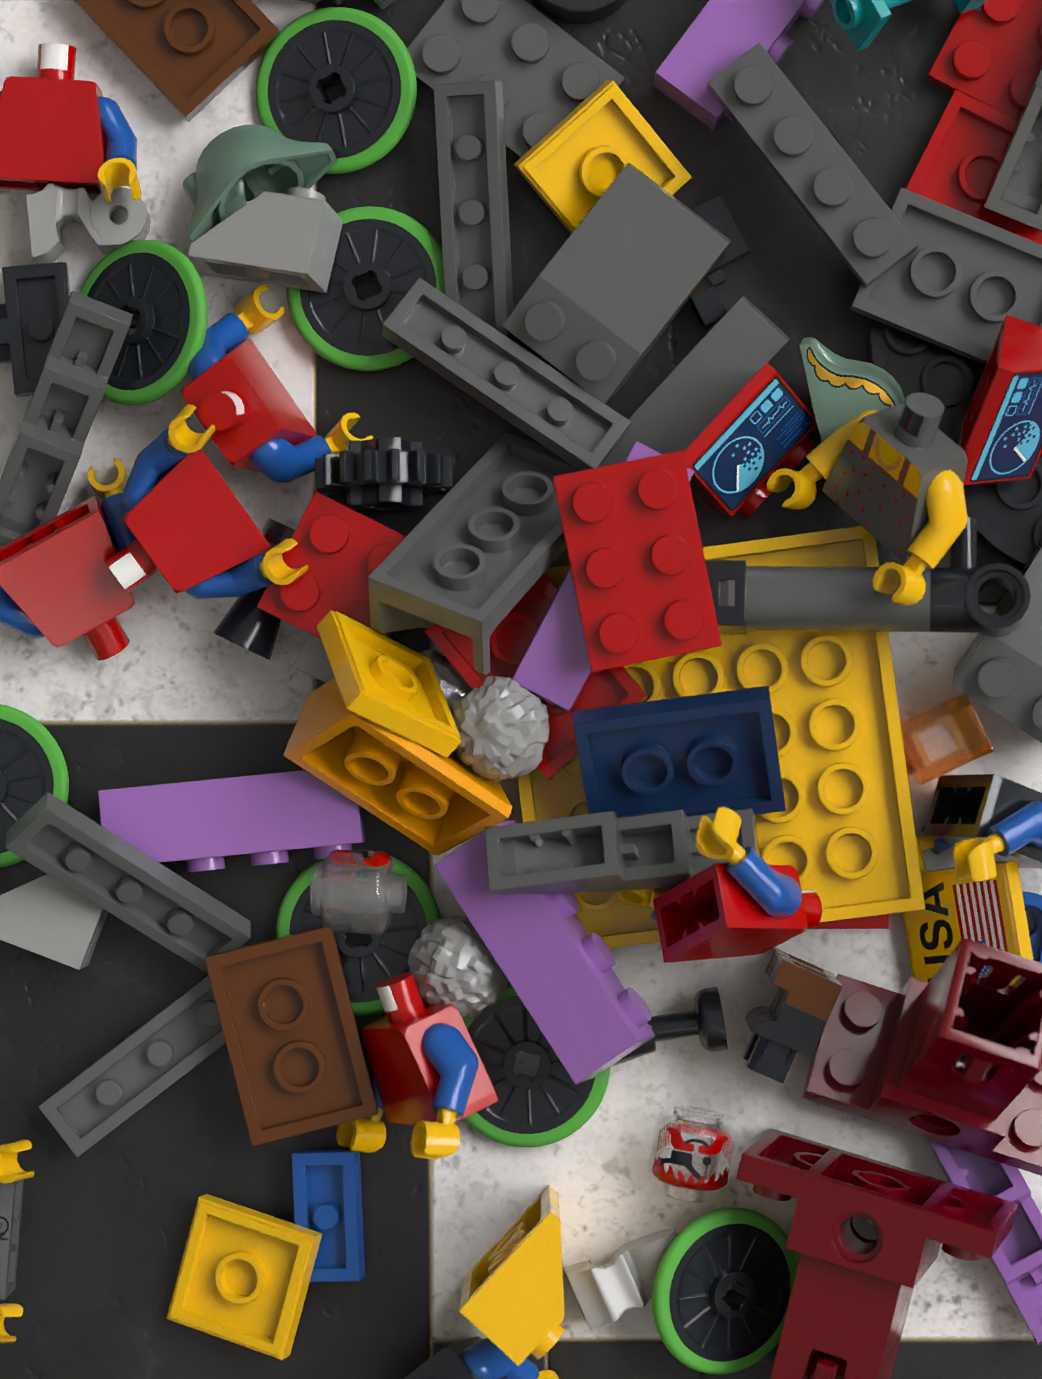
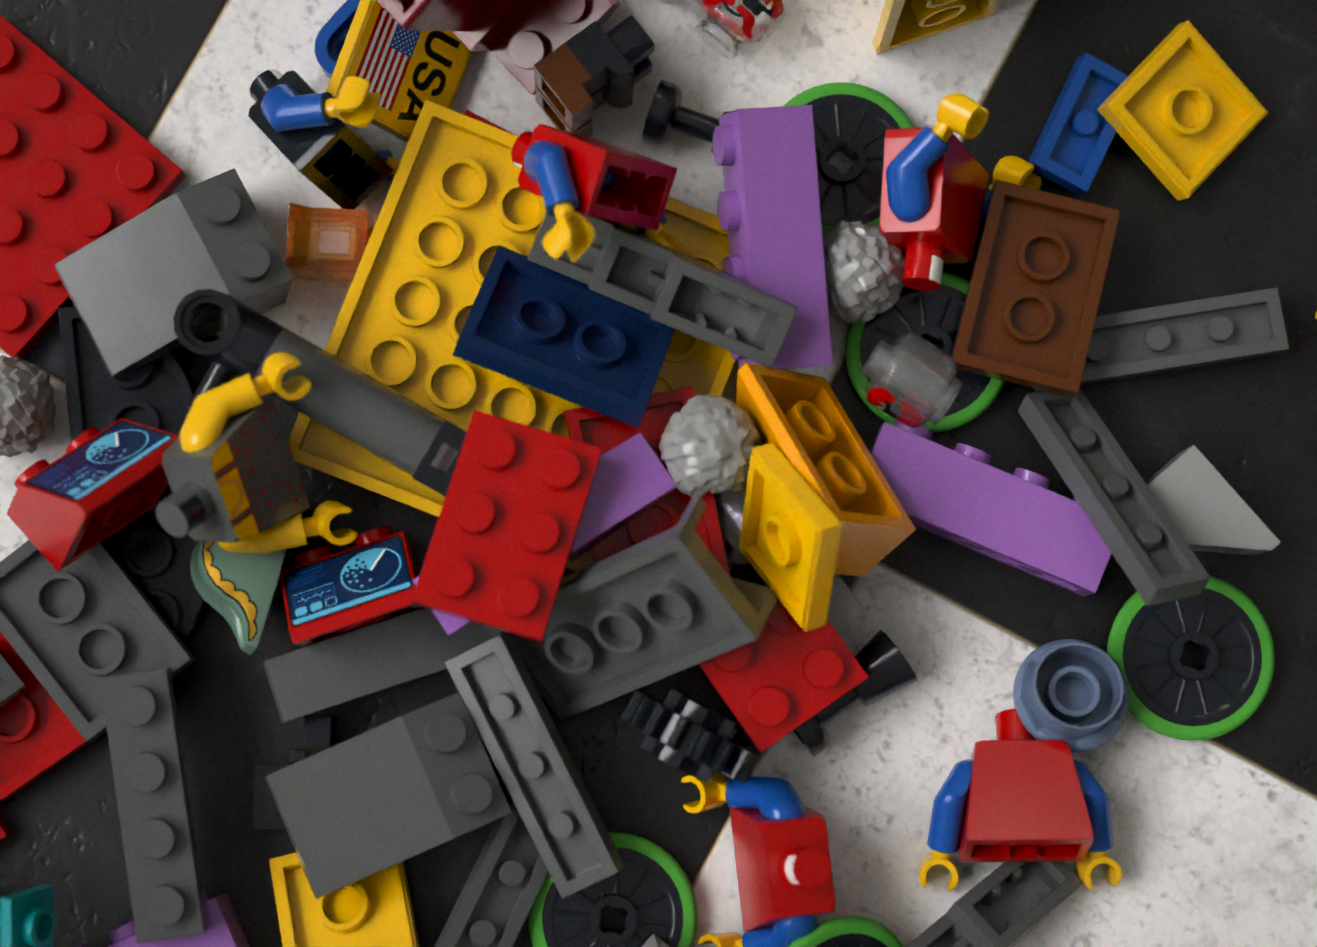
camera: 155 degrees left, 5 degrees down
(72, 693) = (1071, 694): none -> sand blue piece
(192, 524) = (887, 781): torso -> none

